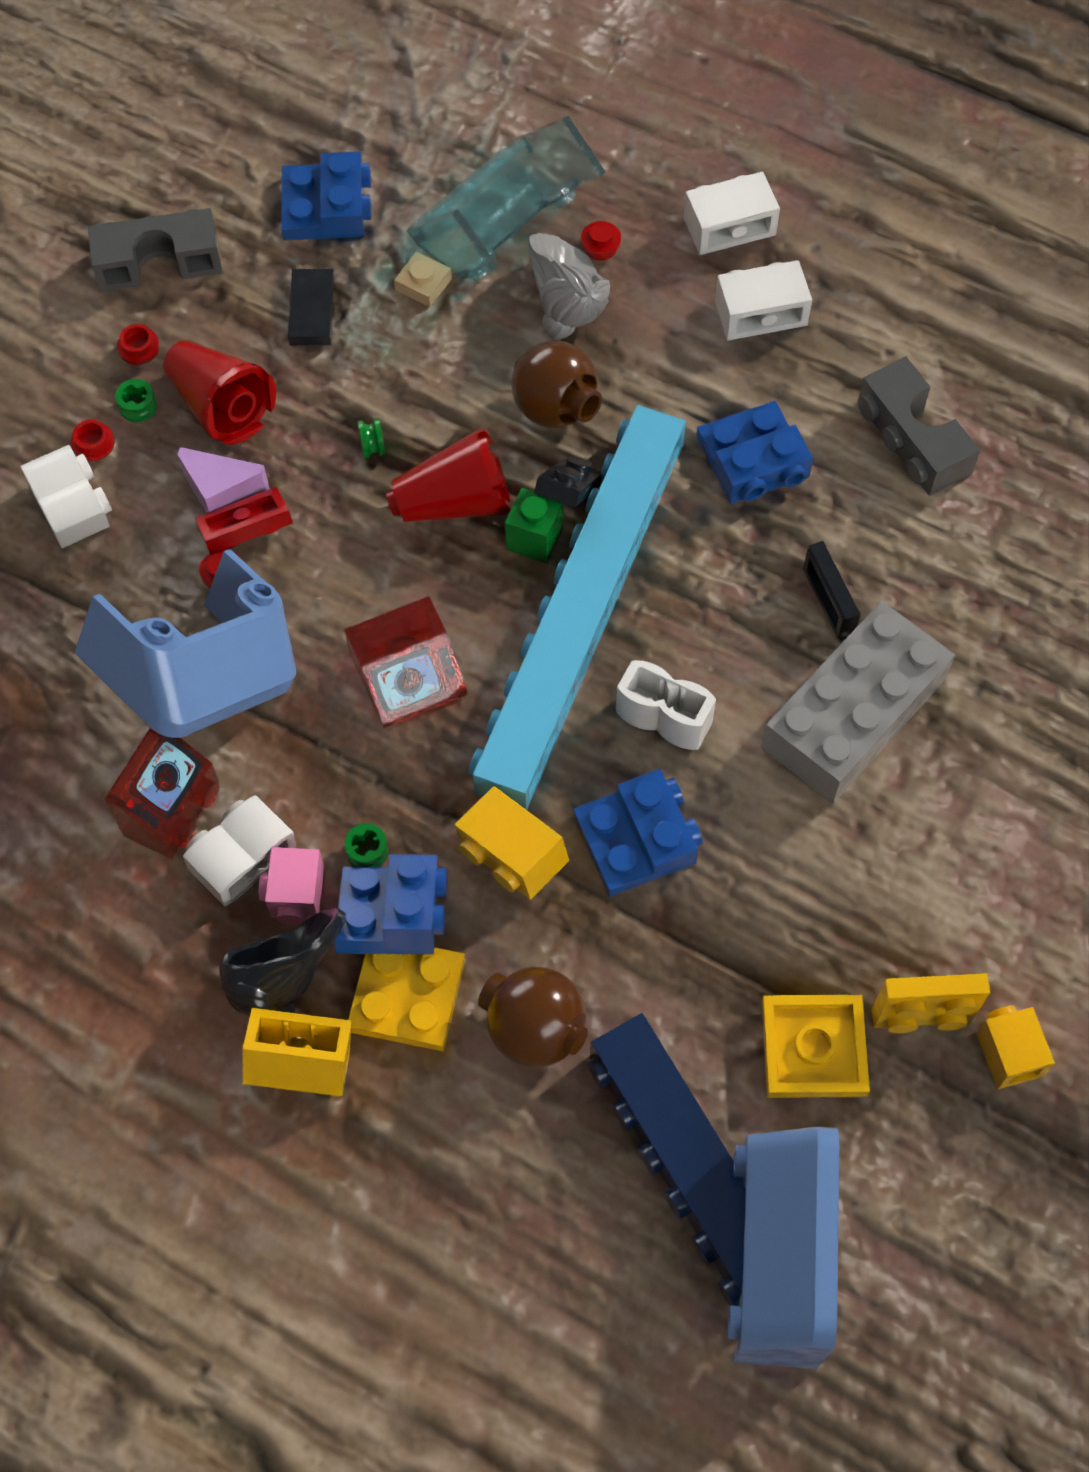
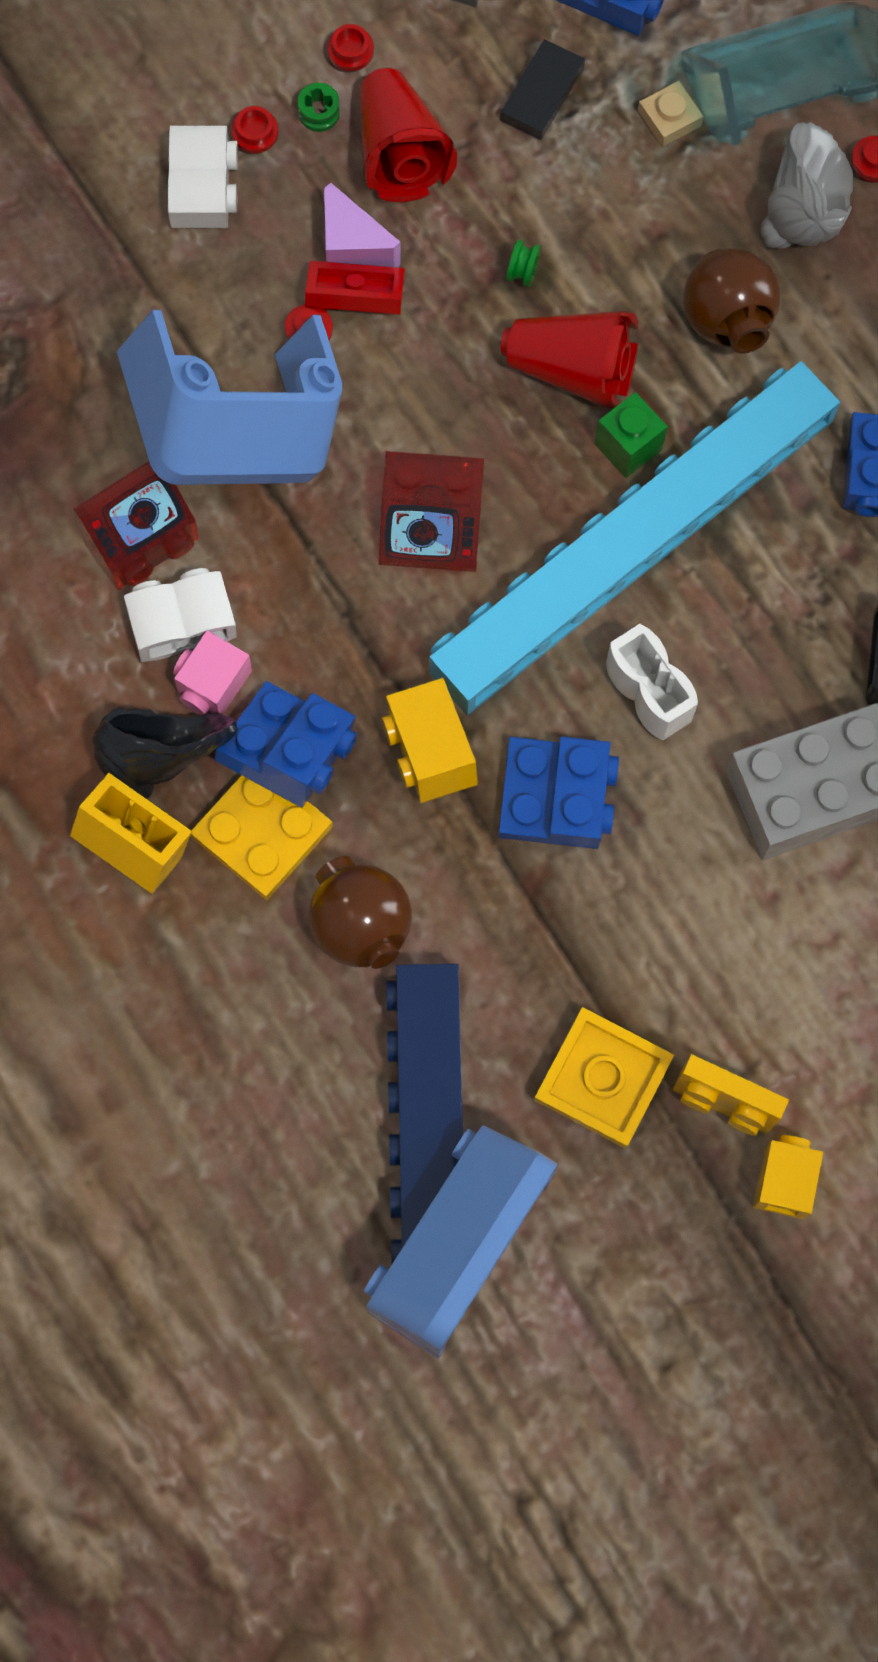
camera: 25 degrees right, 10 degrees up
(360, 835) = (301, 658): green bush -> none
(568, 481) = (687, 407): black plate -> none

